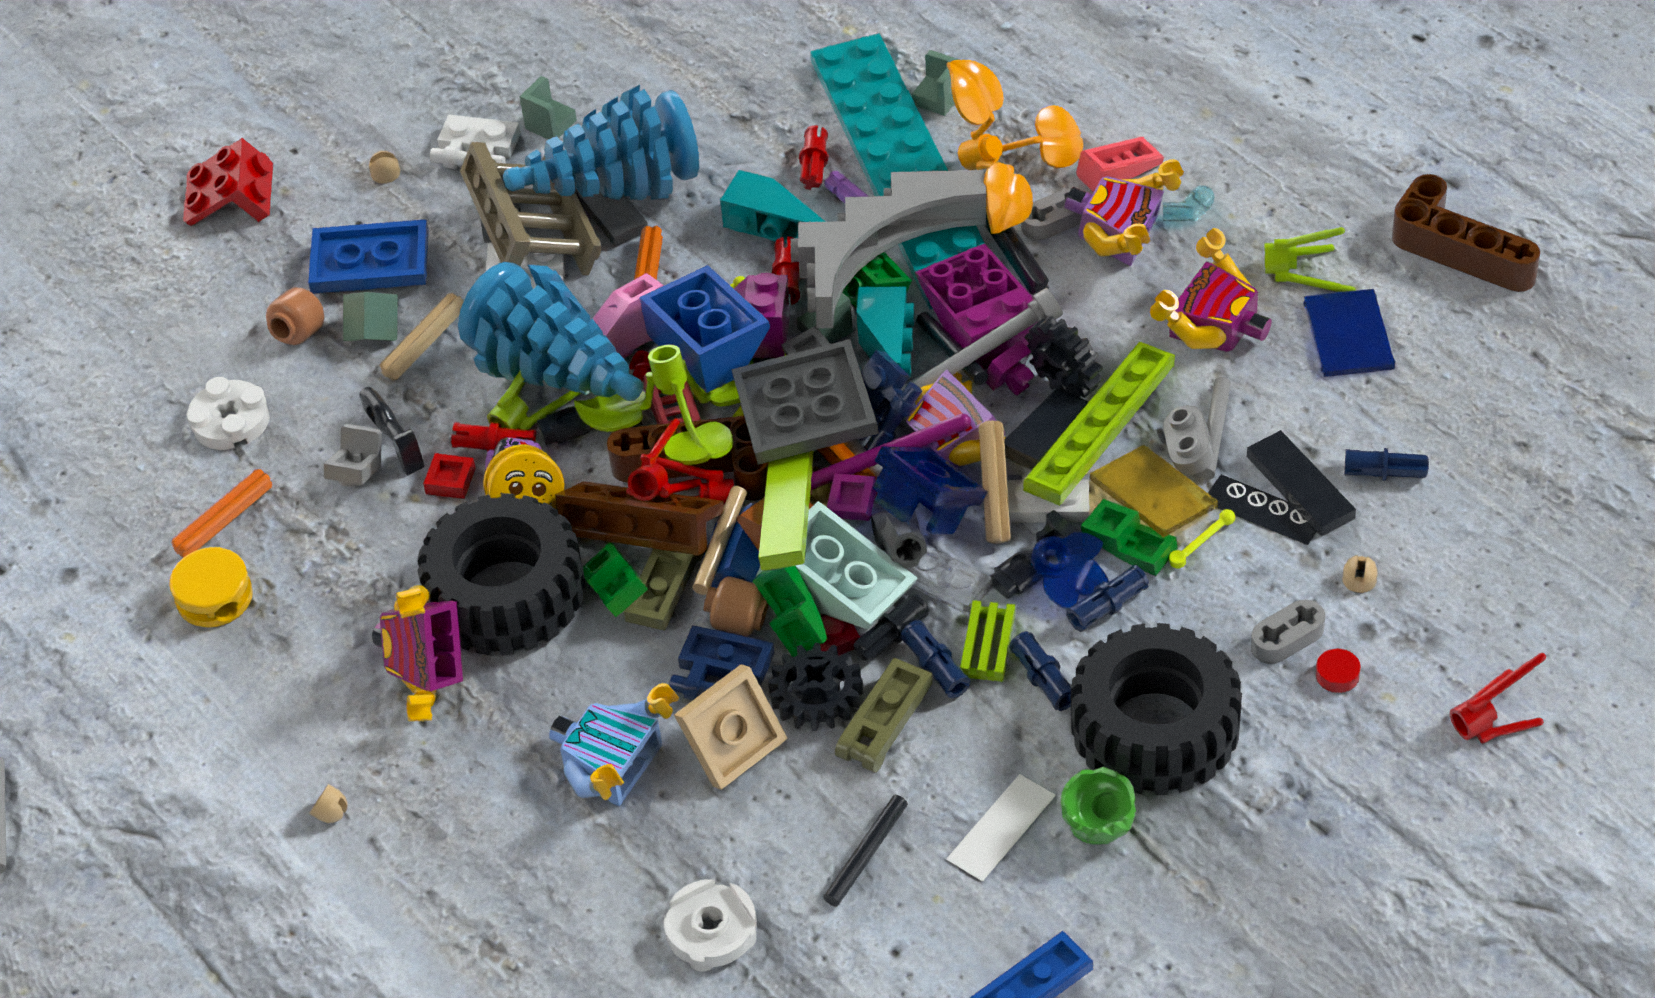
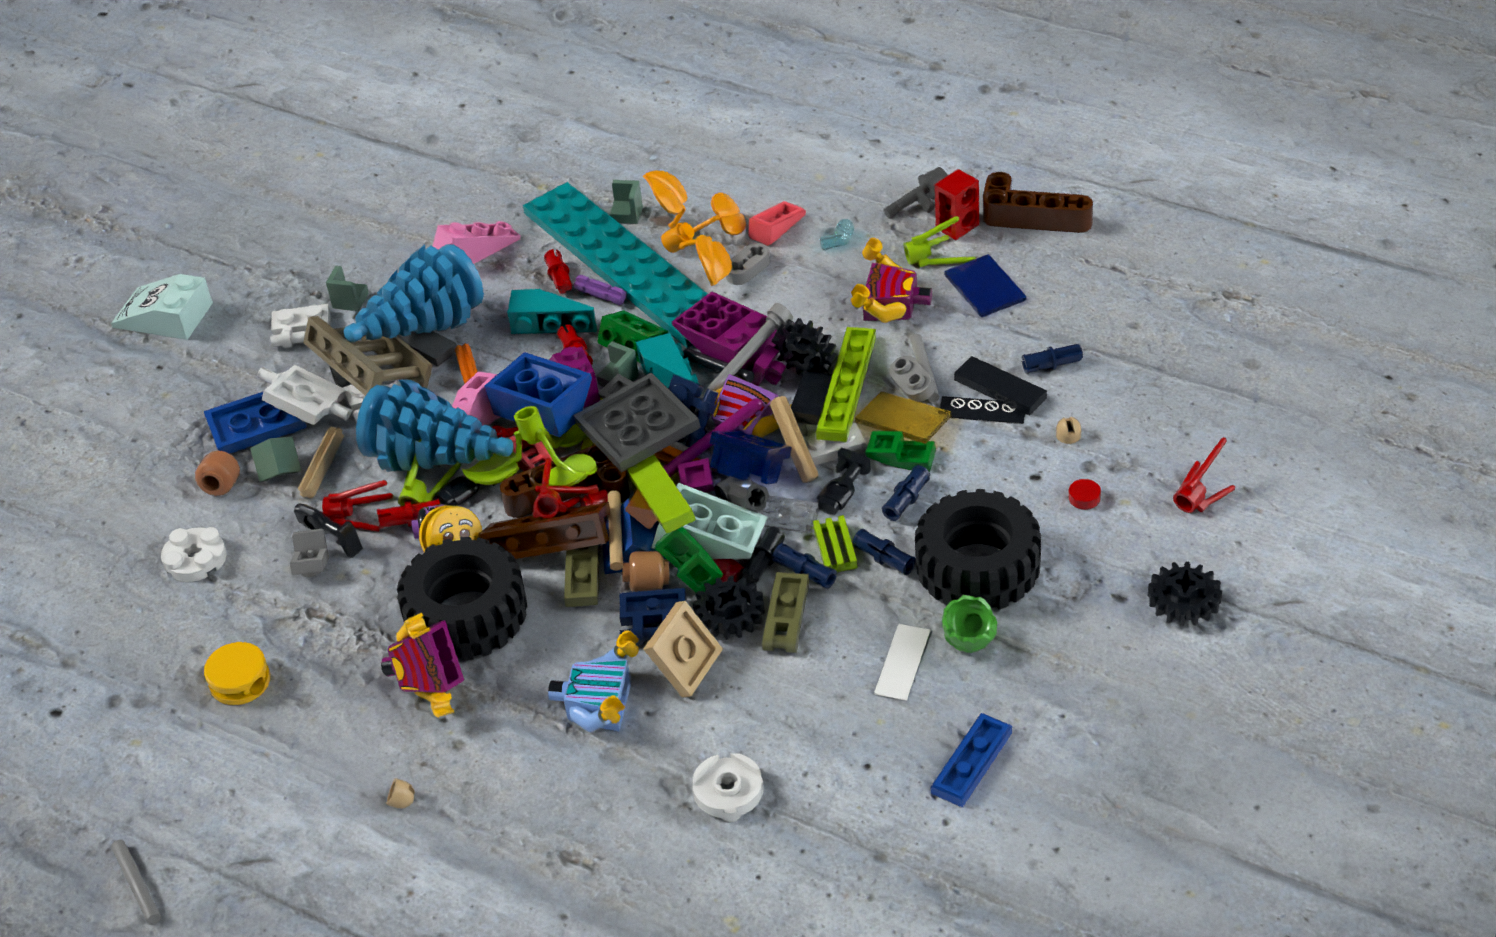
camera: 20 degrees left, 5 degrees down
(222, 513) = (220, 622): orange axle -> none
(232, 174) = (119, 394): red bracket -> none
(330, 73) = (166, 307): none -> light aqua slope
(384, 167) = (237, 358): tan hinge -> none
(418, 404) = (339, 506): none -> red plant
(432, 241) = (303, 394): none -> white plate
(449, 476) = (386, 548): red tile -> none
(613, 579) = (547, 580): green slope -> none
(722, 87) = (476, 239): none -> bright pink slope
(865, 850) = (814, 705): black bar -> none
(913, 206) = (628, 298): light grey arch -> none
(1020, 259) = (733, 293): black axle -> none
(1076, 568) = (873, 481): clear blue plate -> none
(1122, 211) = (796, 248): torso -> none
(1178, 558) = (940, 455): neon yellow hinge -> none
(1284, 627) = (1033, 476): light grey beam -> none
(1342, 165) = (921, 194): none -> dark grey piece
(1358, 204) = (958, 197): none -> red brick
(1401, 852) = (1201, 596): none -> black gear

